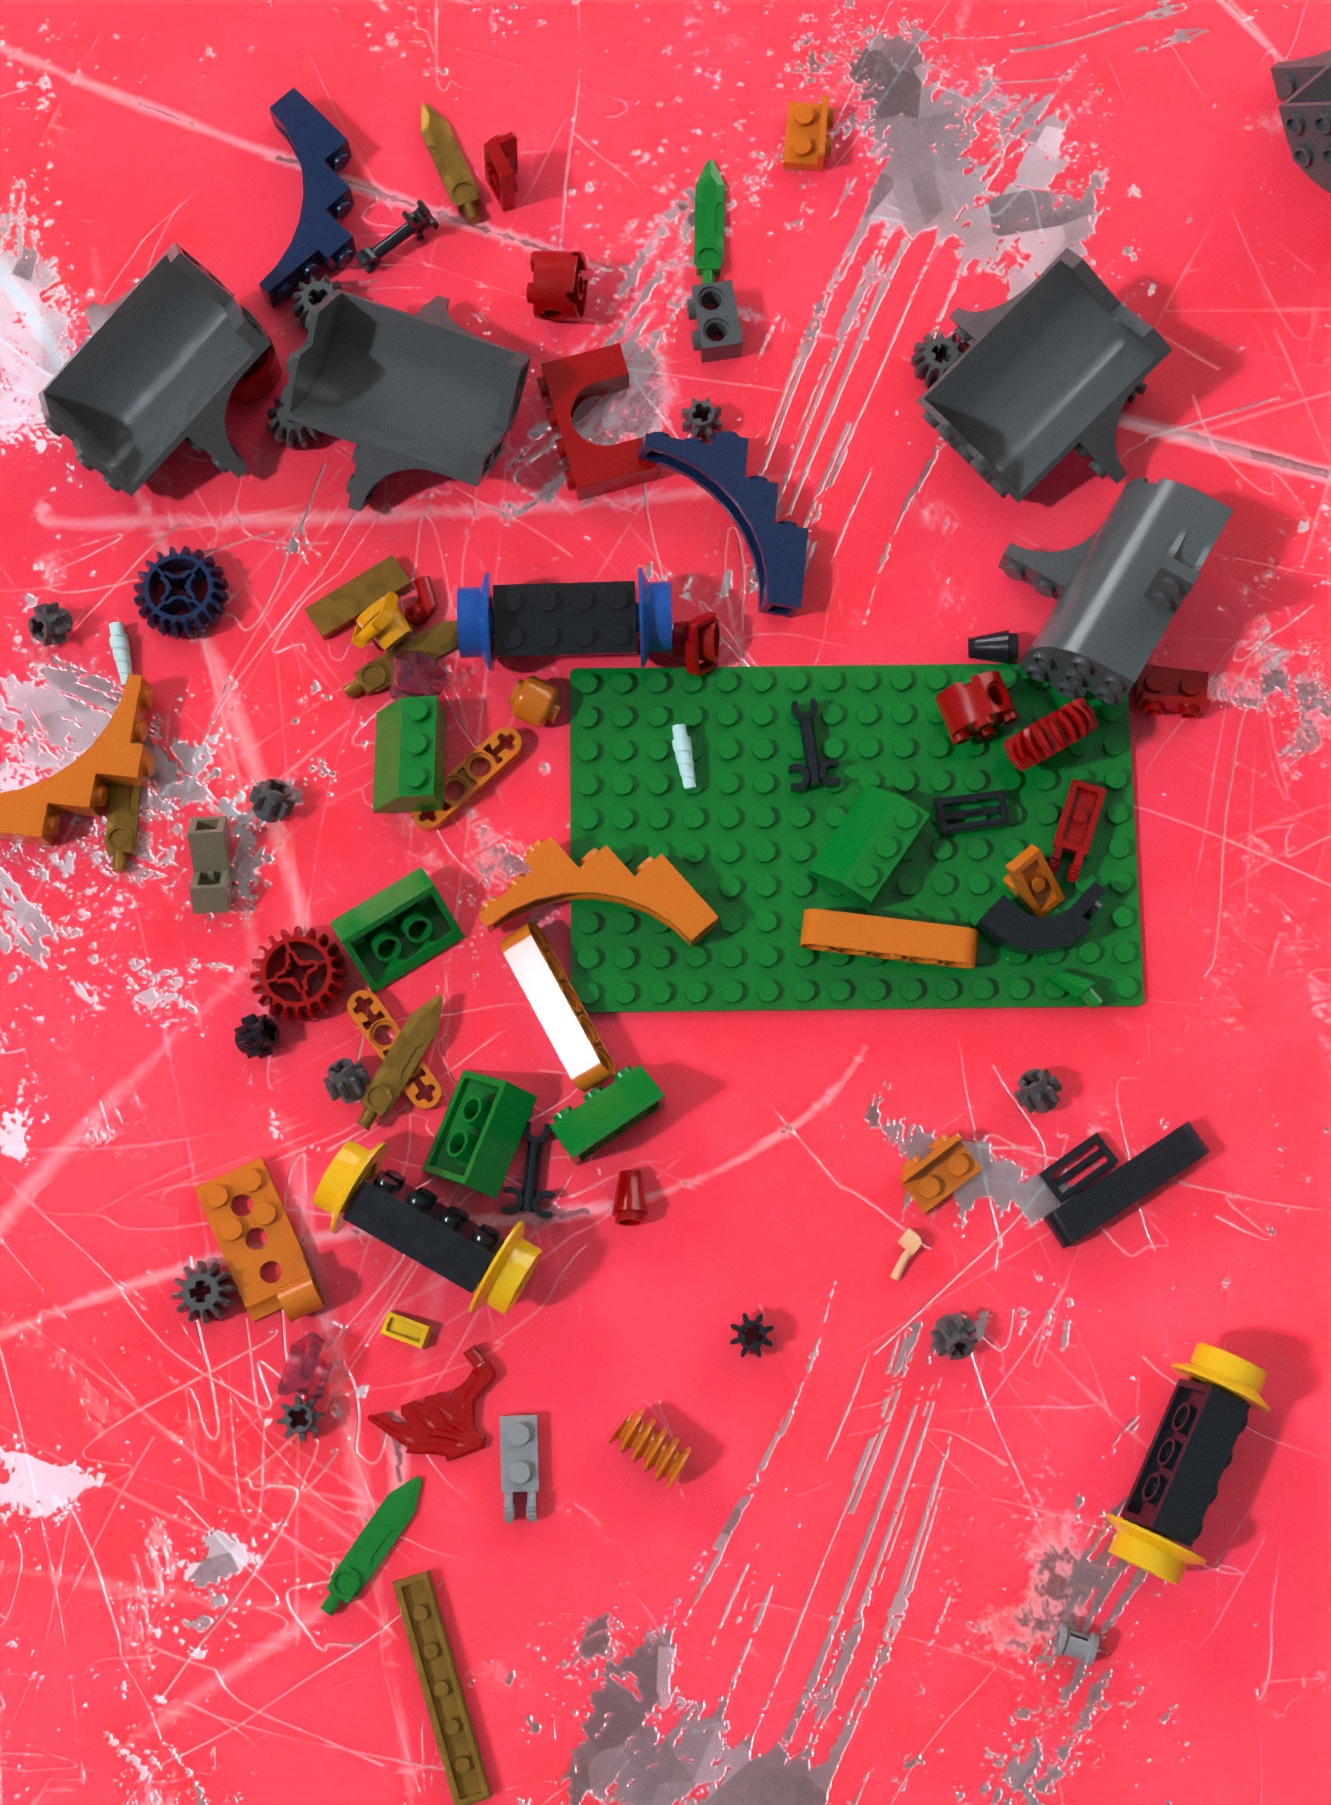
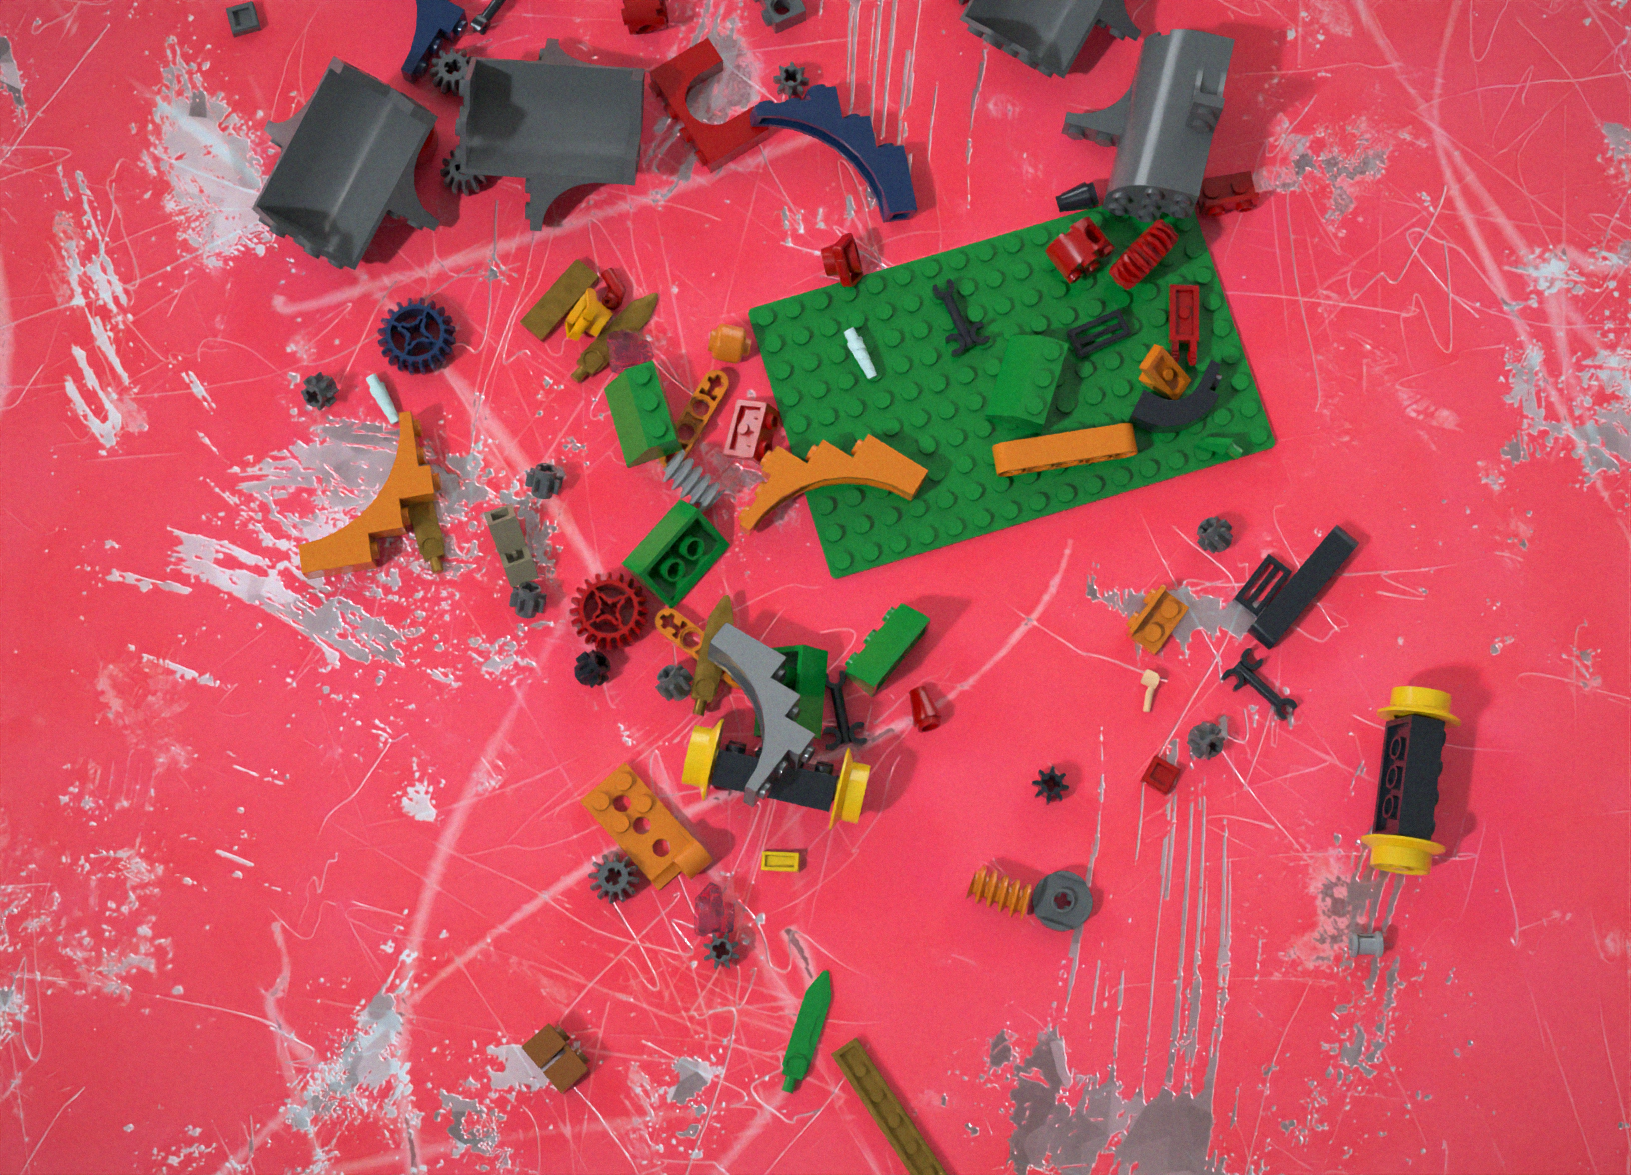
camera: 20 degrees left, 0 degrees up
(60, 1470) = (546, 1046): none -> dark orange piece
(106, 182) = (243, 19): none -> dark grey tile
(208, 933) = (527, 600): none -> dark grey gear
(439, 851) = (691, 481): none -> light grey piece
(443, 1101) = (760, 676): none -> arch
(443, 1424) = (831, 924): red animal -> none
(519, 1463) = (900, 935): light grey hinge -> none
(530, 810) = (751, 431): none -> bracket
(557, 1006) = (821, 577): beam -> none
(563, 619) = (735, 271): black brick -> none
(745, 1476) = (1077, 893): none -> dark grey plate
(888, 1361) = (1160, 775): none -> red tile
(1025, 1265) = (1243, 671): none -> black bar

